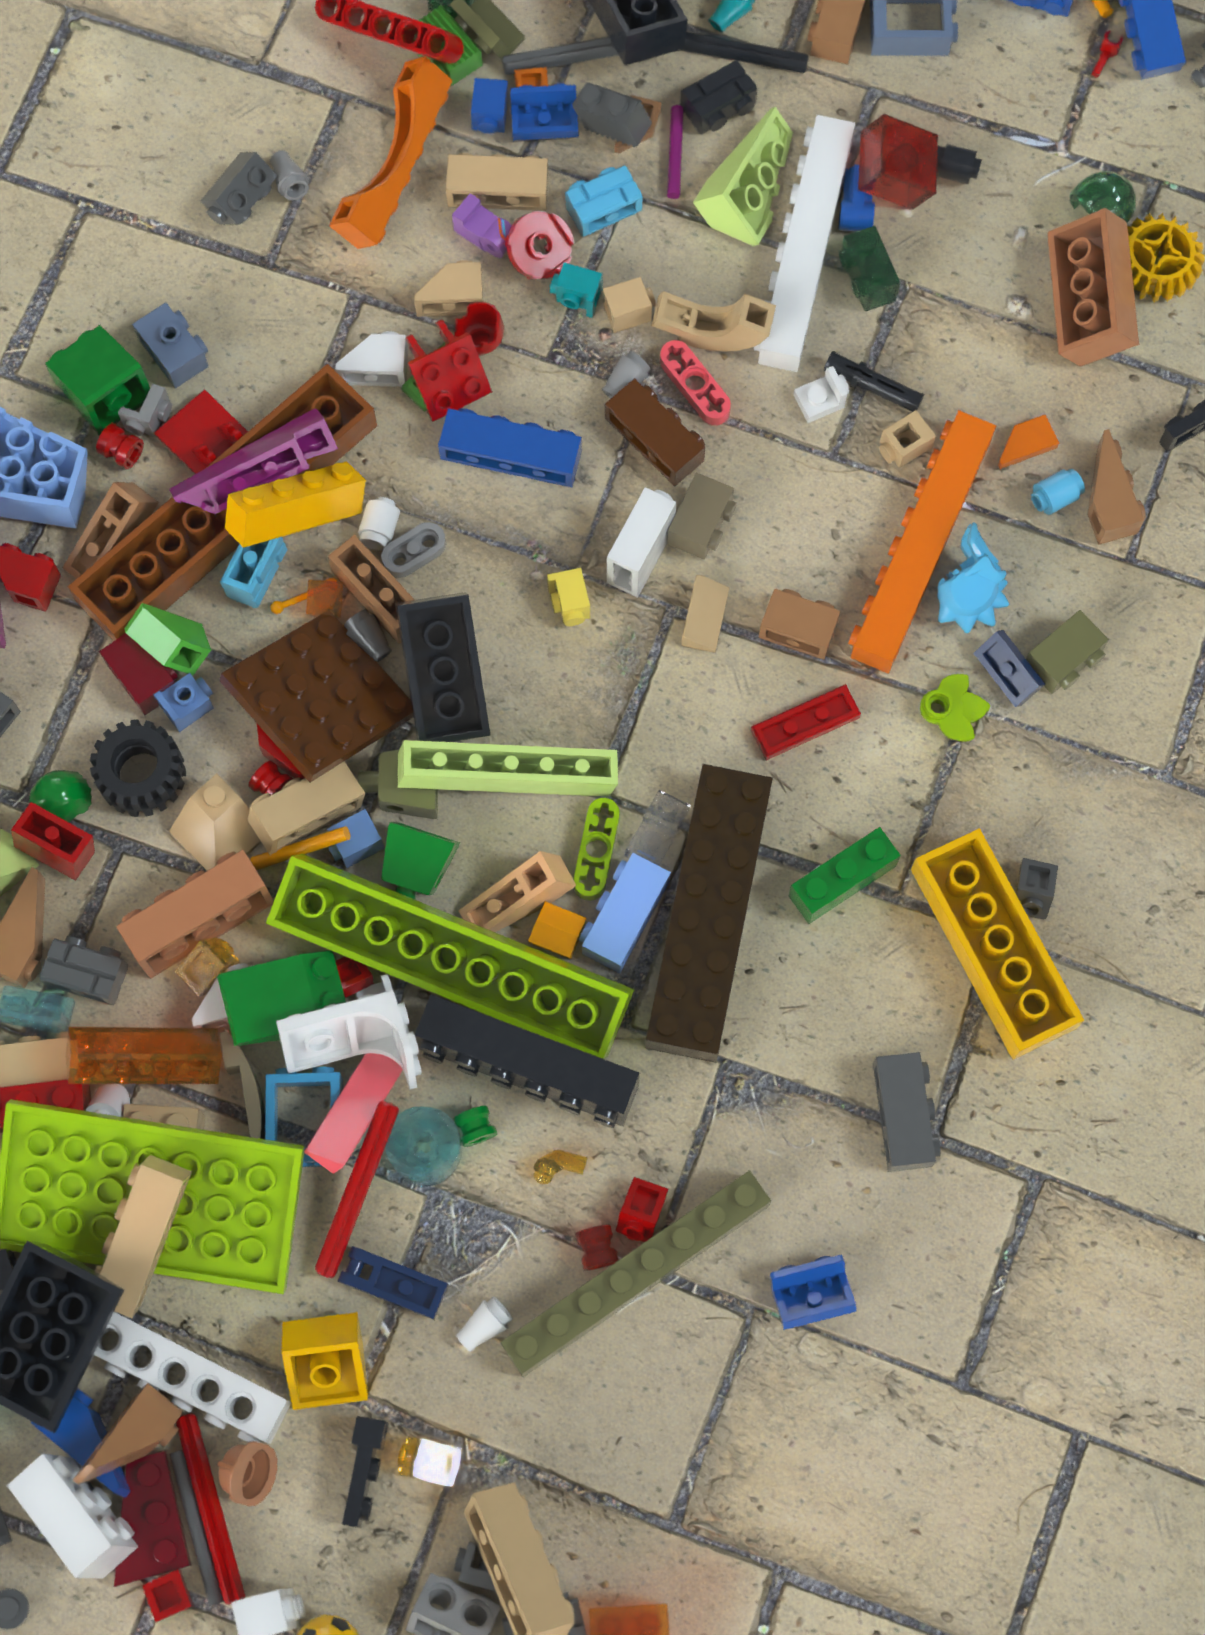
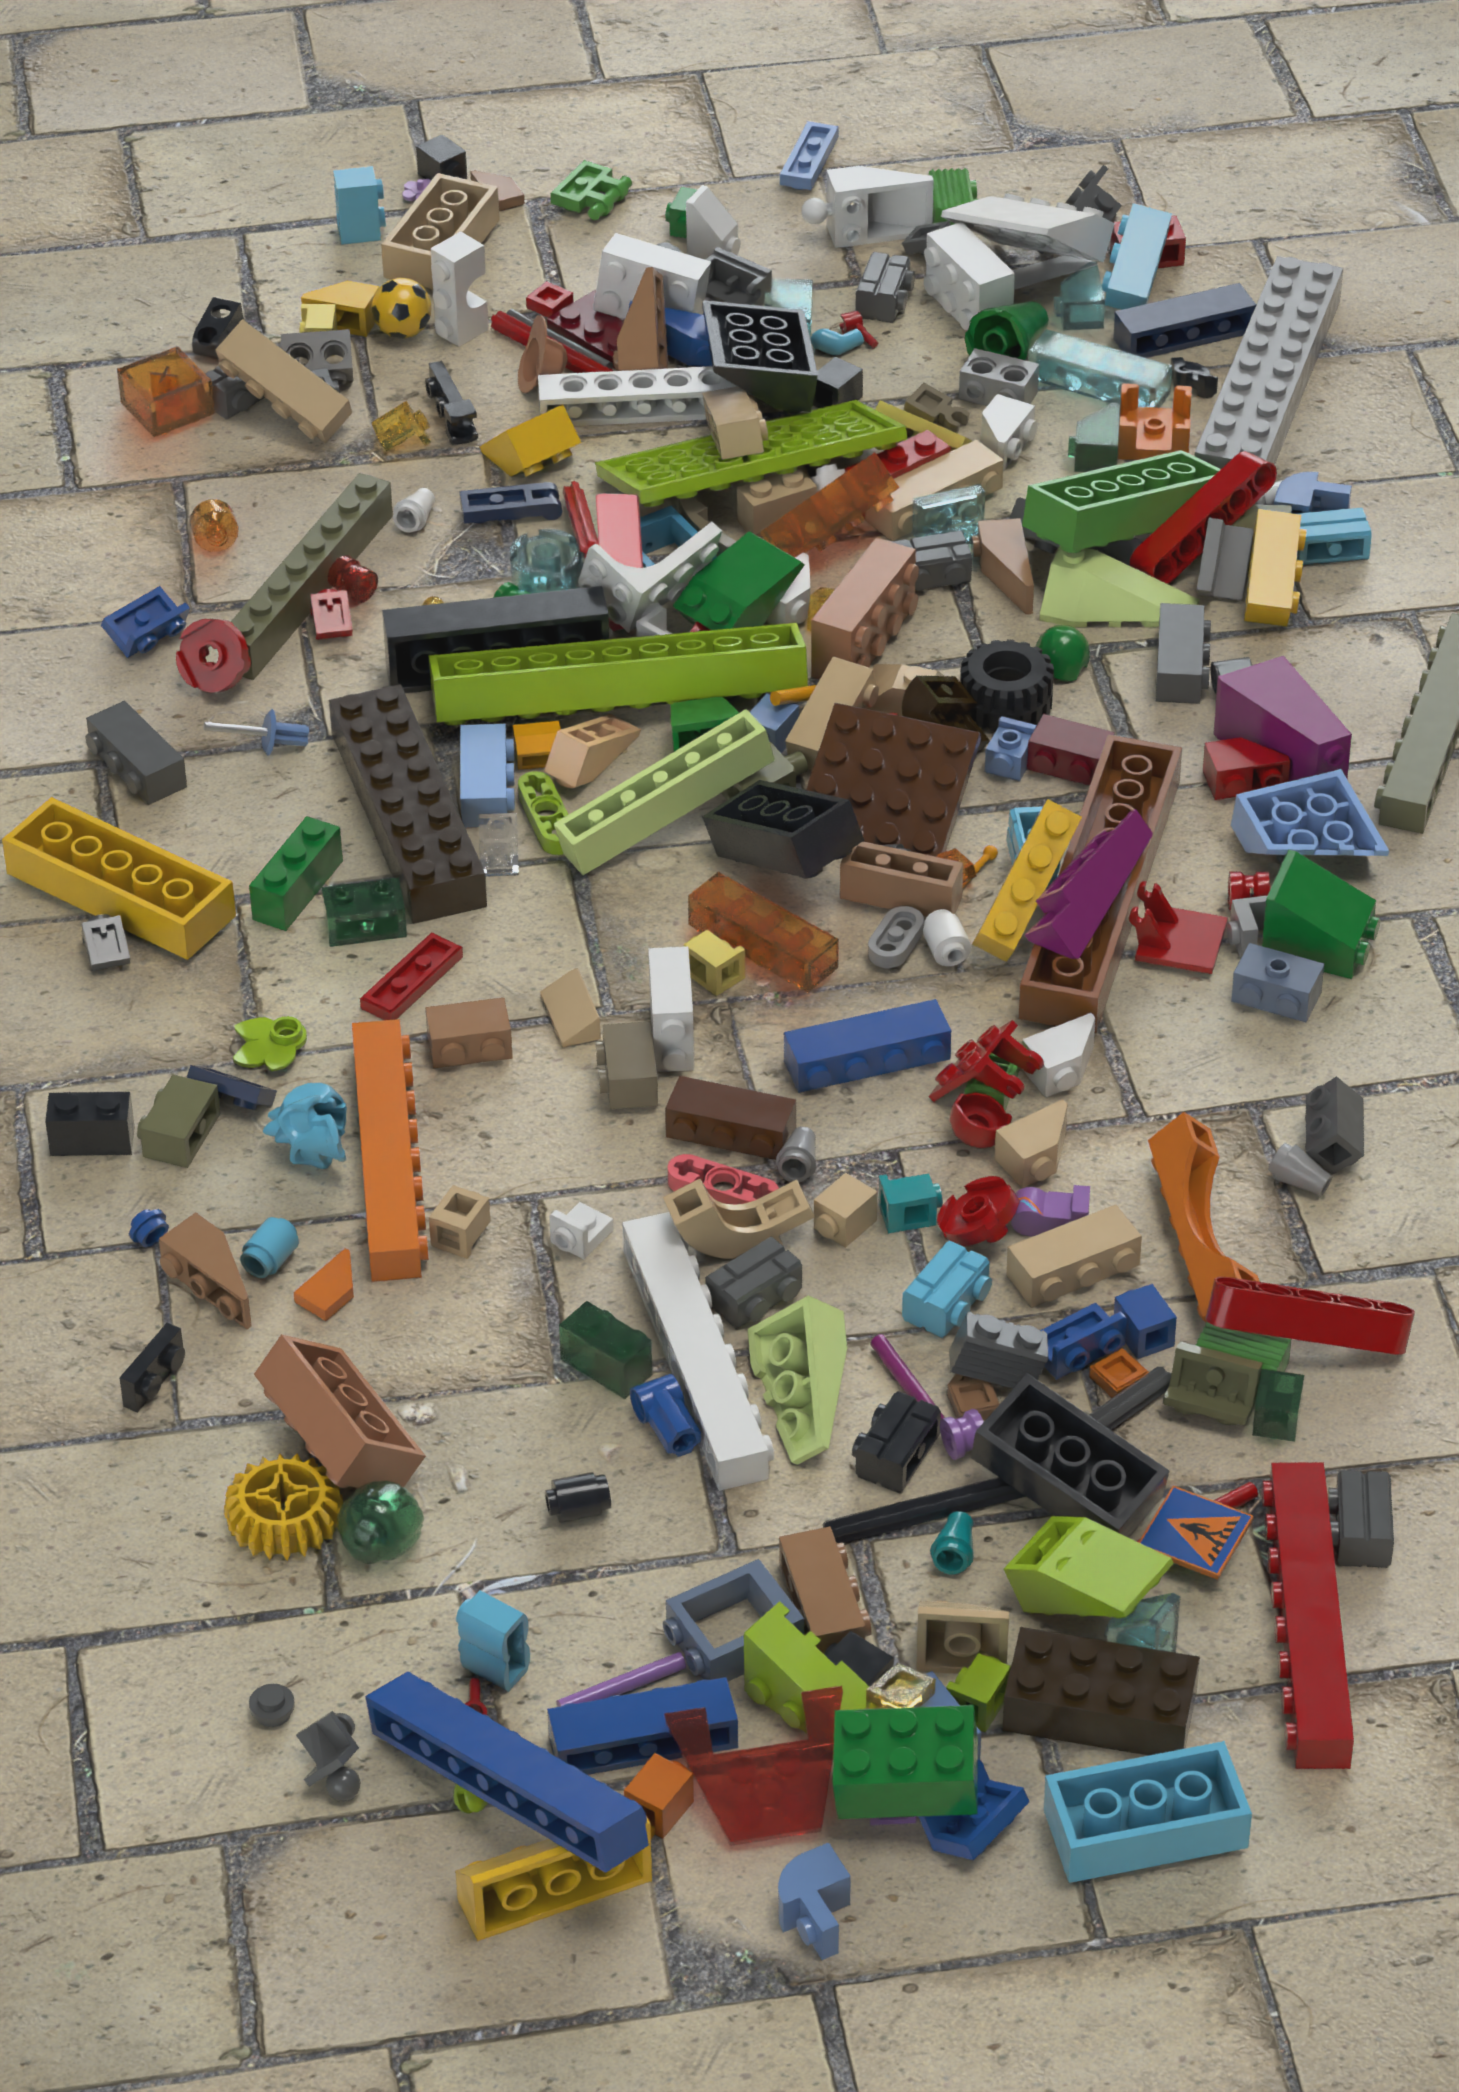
camera: 150 degrees right, 30 degrees down
(53, 841) = (1031, 608): red brick -> none
(117, 516) = (1193, 833): medium nougat slope -> none
(169, 638) = (1054, 761): bright green slope -> none
(219, 744) = (941, 702): none -> dark brown brick
(517, 598) = (765, 930): none -> clear orange brick
(671, 80) = (960, 1433): none -> medium lavender wheel
(682, 1405) = (214, 521): none -> clear orange head
(731, 274) = (755, 1282): none -> dark grey brick
(777, 1068) = (271, 732): none -> medium blue piece
(784, 1185) = (232, 658): none -> red plate
(810, 804) = (364, 912): none -> clear green brick
(875, 382) = (532, 1261): black pin -> none
(898, 162) = (641, 1444): clear red brick -> none
(1004, 23) = (629, 1680): none -> medium lavender bar
(1080, 63) = (493, 1640): none -> medium azure brick
(1137, 558) = (148, 1227): none -> blue plate
(1138, 682) = (90, 1123): none -> black brick

